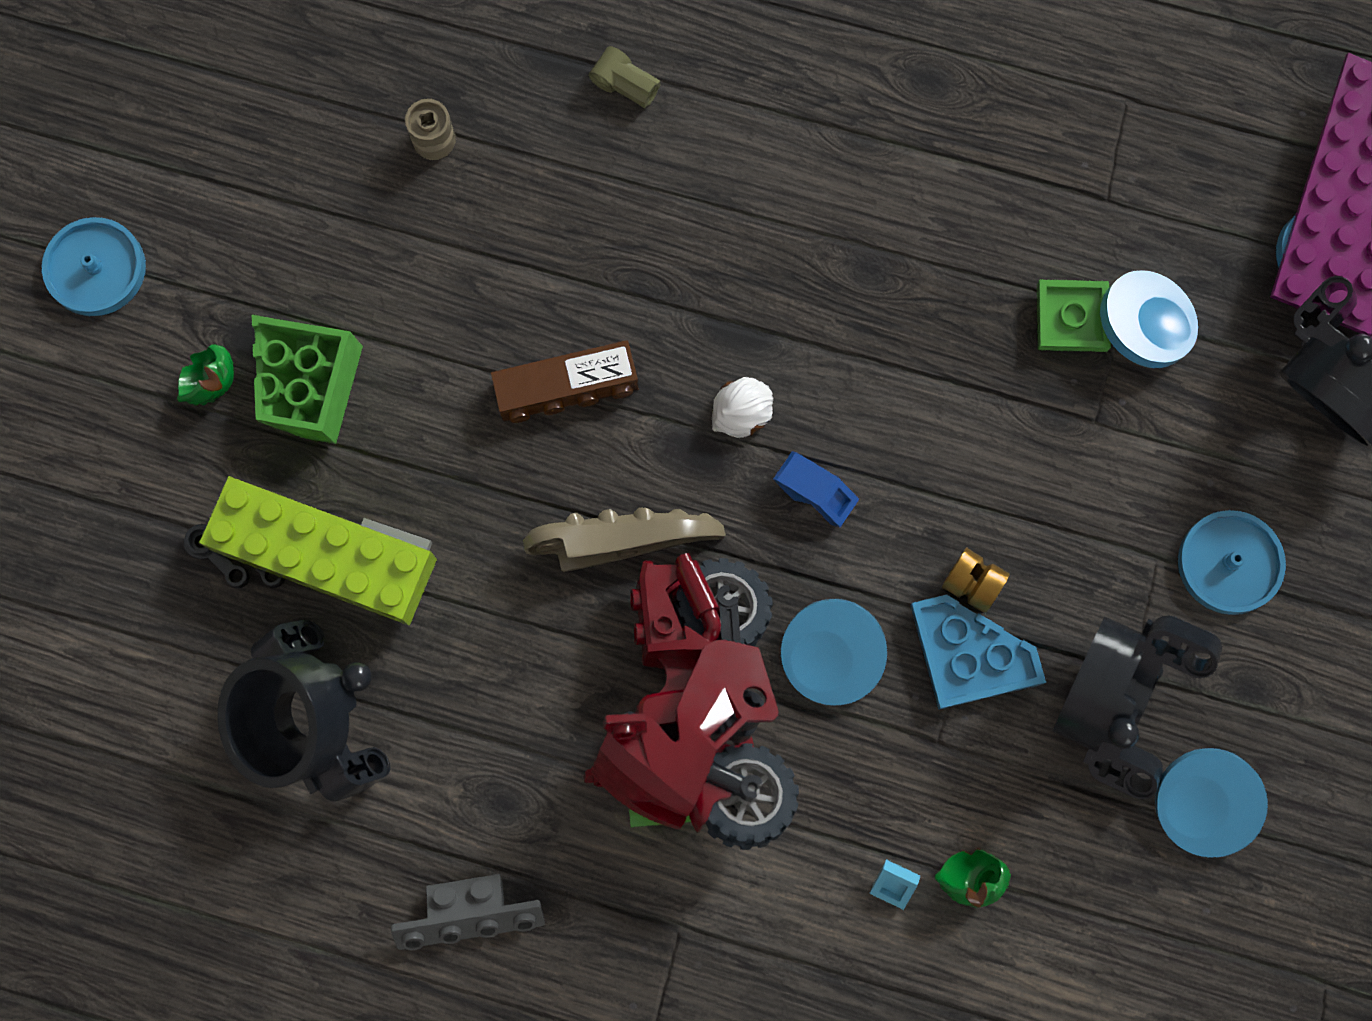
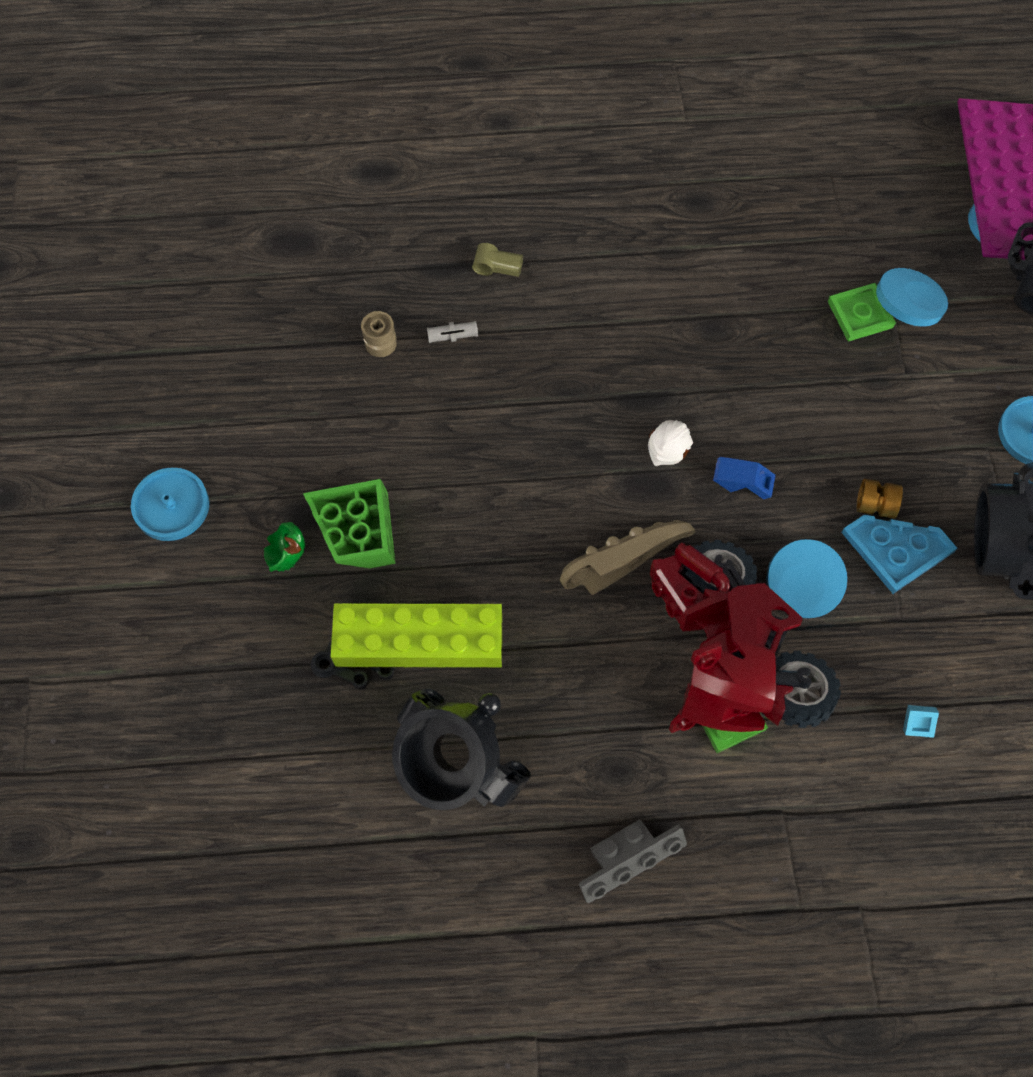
camera: 20 degrees left, 10 degrees down
(528, 156) = (470, 330): none -> light grey pin
(565, 381) = (541, 466): reddish brown brick -> none
(974, 878) = (973, 695): green hair -> none

